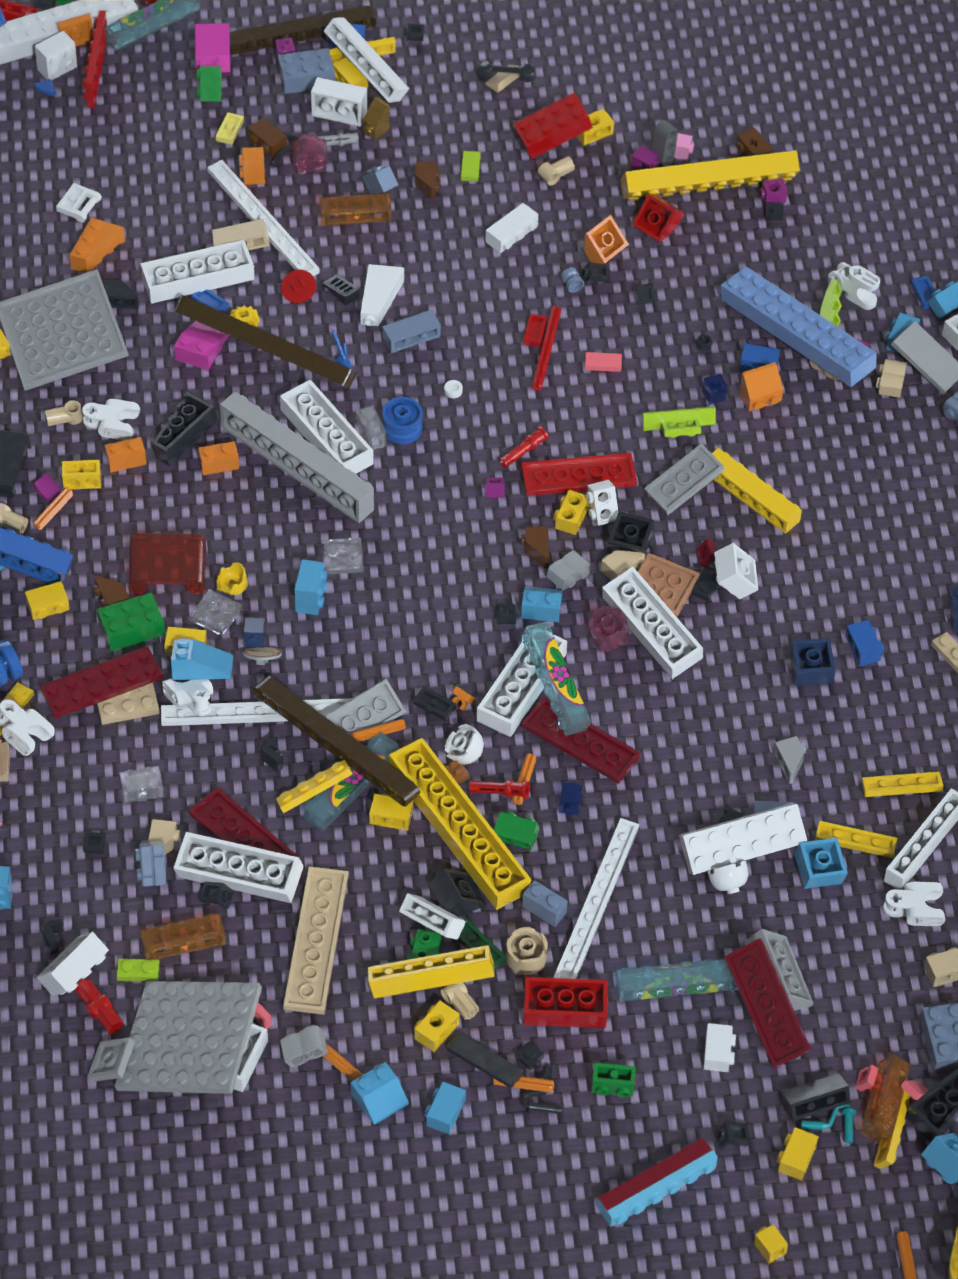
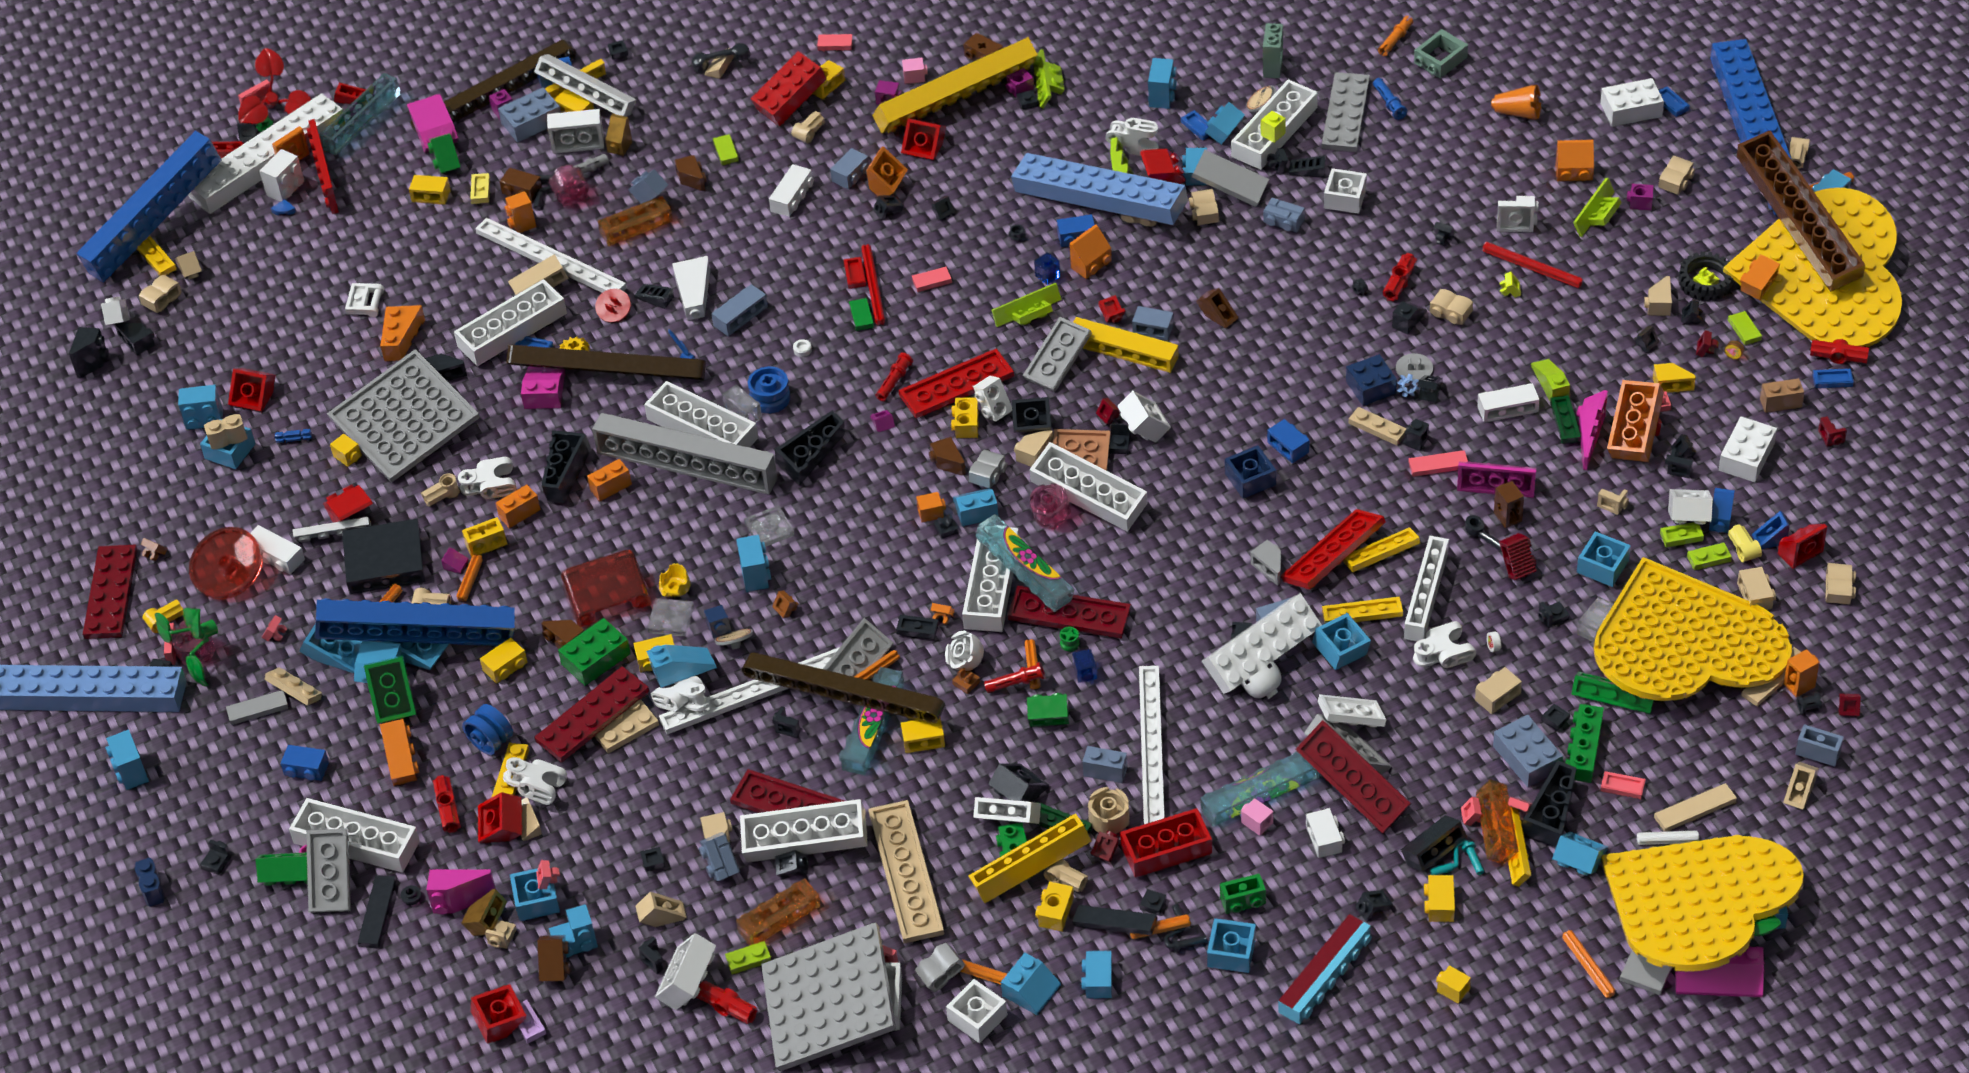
camera: 15 degrees left, 5 degrees down
(79, 895) = (660, 910): none -> tan slope
(111, 1059) = (762, 1044): light grey plate -> none
(141, 784) = (673, 791): clear brick -> none
(183, 114) = (429, 189): none -> yellow brick
(313, 786) = (840, 735): yellow plate -> none
(317, 1101) = (976, 1010): none -> white brick
(323, 637) = (784, 604): none -> dark orange tile
(412, 491) = (809, 447): none -> black wedge
(461, 825) = (998, 723): yellow brick -> none
(499, 589) = (930, 506): none -> orange brick
(509, 984) = (1105, 845): none -> dark red bracket
(522, 374) = (861, 314): none -> green tile
(568, 761) = (1069, 639): none -> green wheel
(572, 280) = (870, 217): sand blue wheel -> none
(575, 224) = (849, 168): none -> sand blue brick
(579, 1126) = (1231, 945): none -> dark azure brick
(620, 92) = (834, 42): none -> coral tile
(662, 1007) = (1256, 816): none -> bright pink brick
(665, 142) = (901, 69): dark grey beam -> none
(757, 451) = (1111, 309): none -> red bracket
(789, 478) = (1153, 323): none -> sand blue brick
(798, 936) = (1351, 710): none -> white plate
(803, 196) = (1048, 78): none -> lime bracket
(855, 767) = (1333, 549): none -> red plate
(857, 485) = (1217, 308): none -> reddish brown slope
(869, 324) = (1163, 165): none -> red slope
(906, 238) = (1162, 83): none -> dark azure brick

